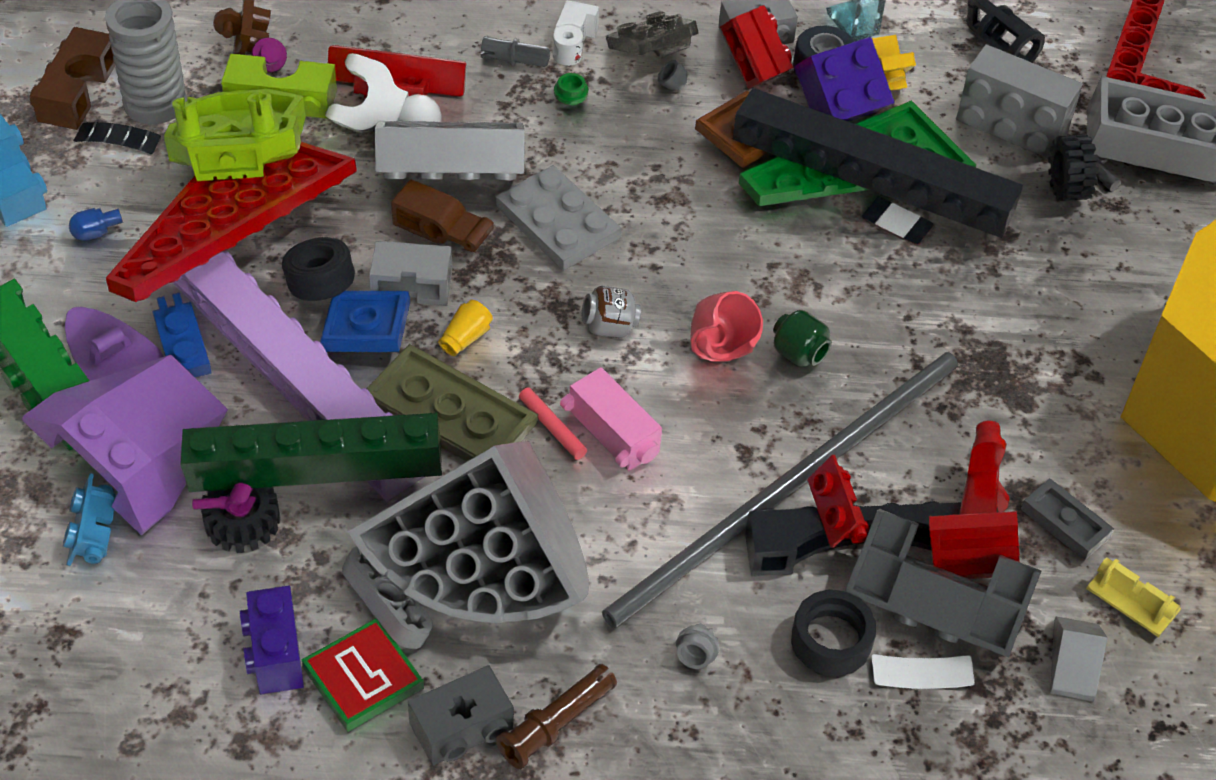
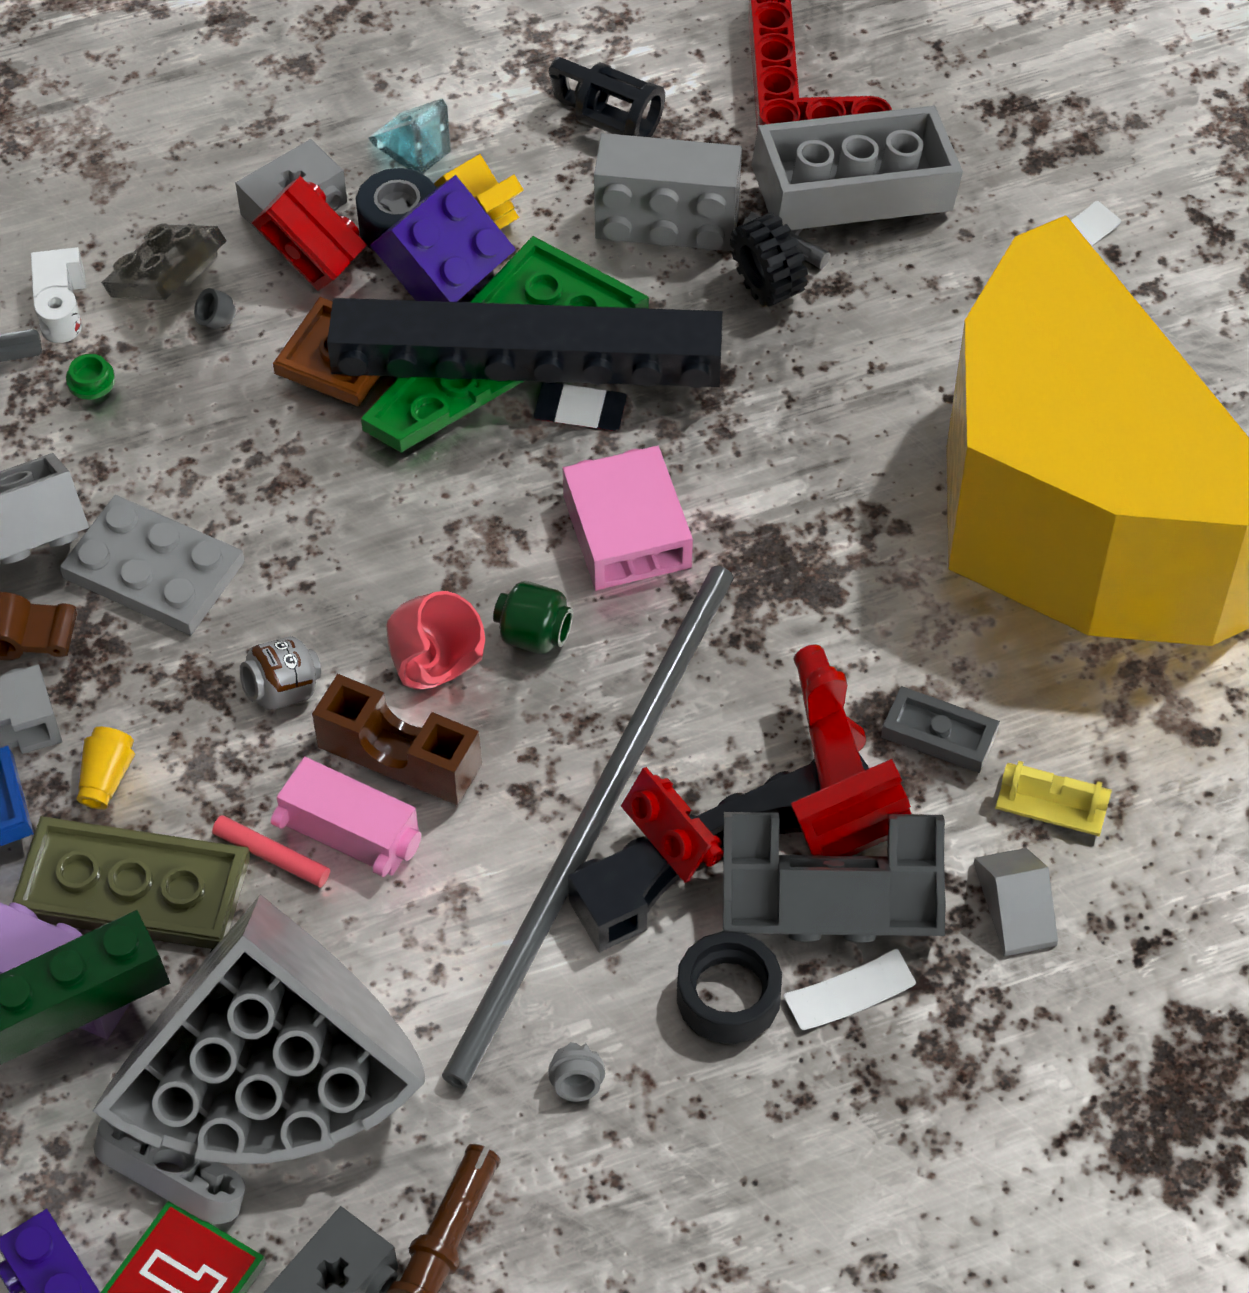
camera: 20 degrees left, 5 degrees up
(648, 364) = (361, 728): none -> reddish brown arch
(898, 299) = (627, 517): none -> bright pink brick

